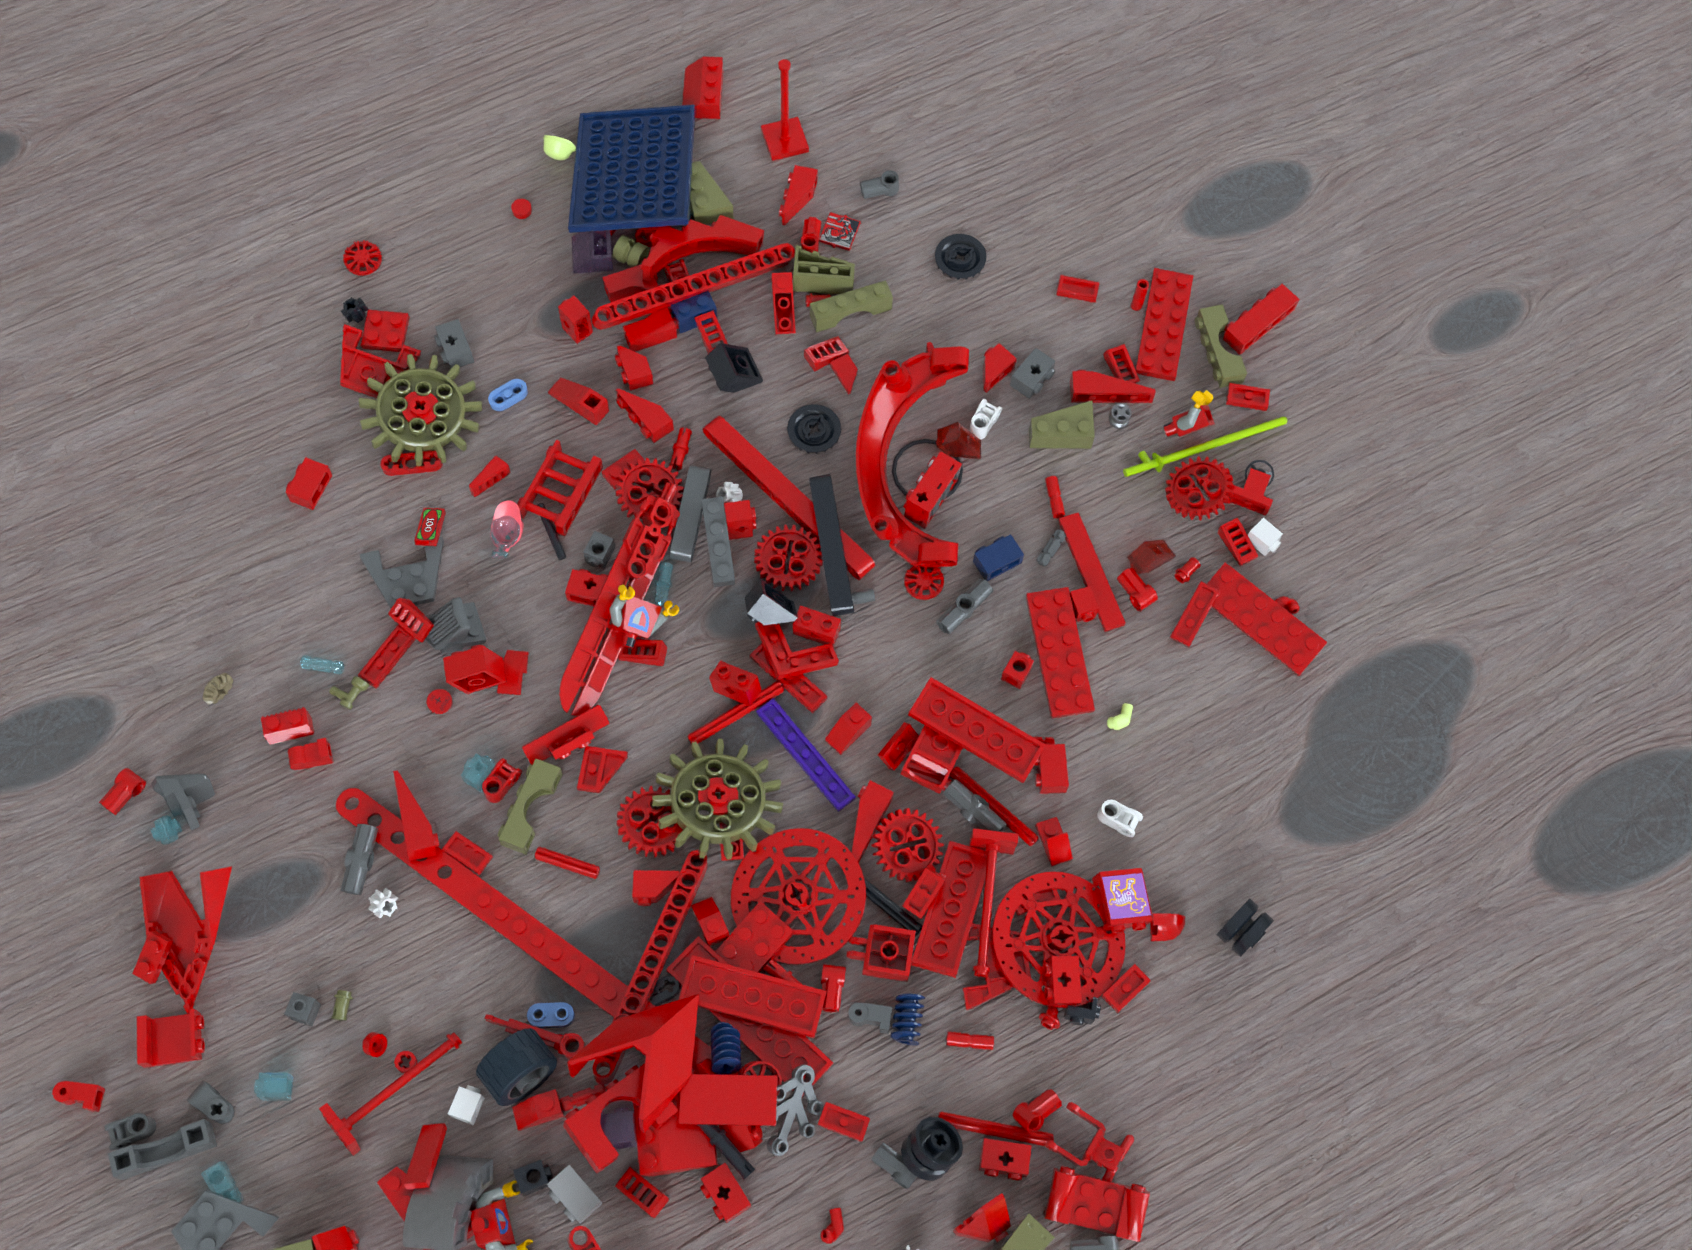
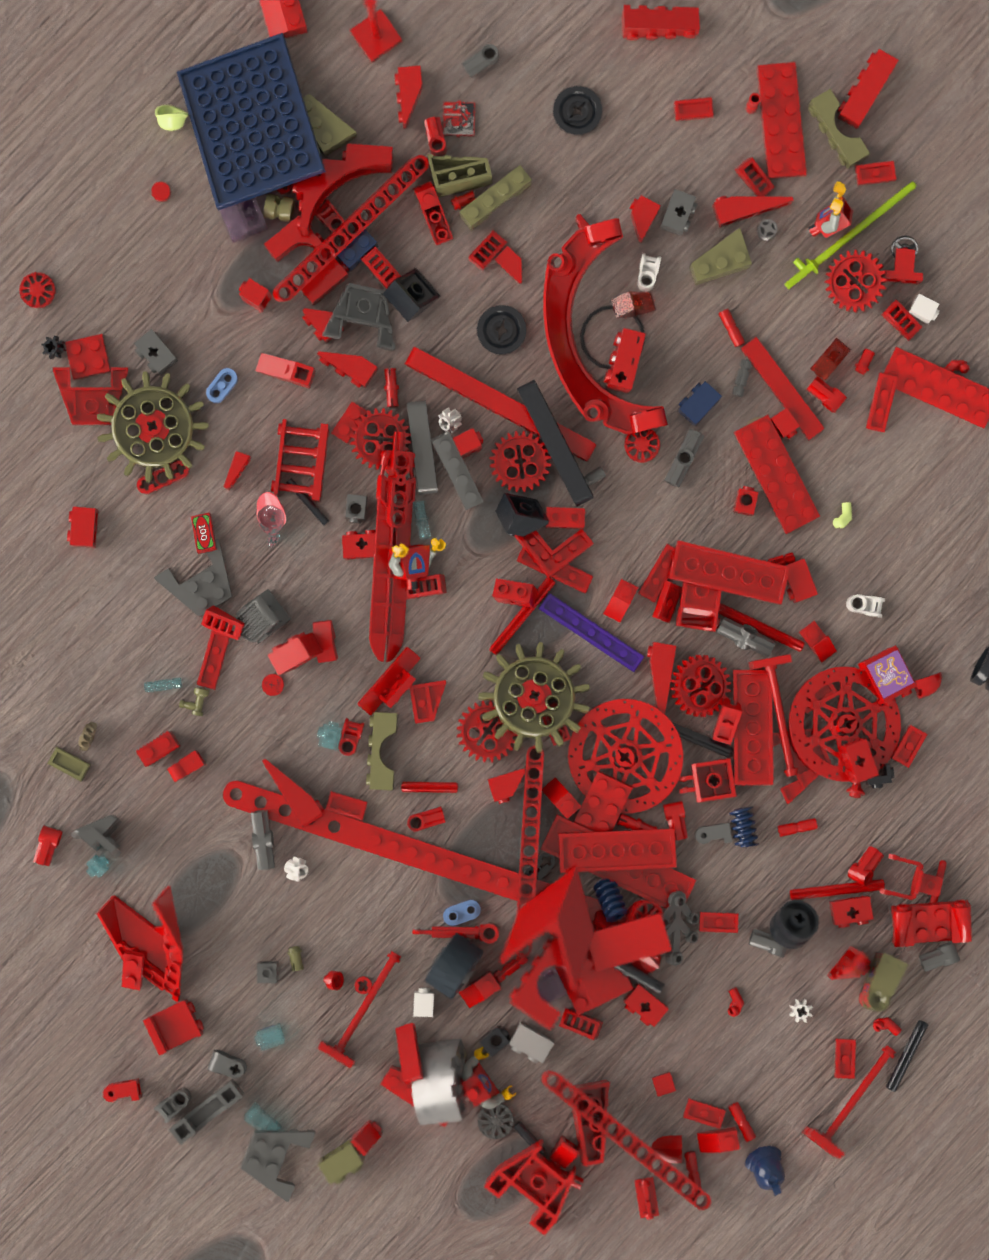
camera: 15 degrees left, 20 degrees up
(186, 715) = (69, 764): none -> olive tile
(552, 895) = (428, 818): none -> red piece
(679, 363) = (364, 307): none -> dark grey wing
(891, 722) = (659, 574): none -> red tile
(1066, 200) = (660, 22): none -> red wedge

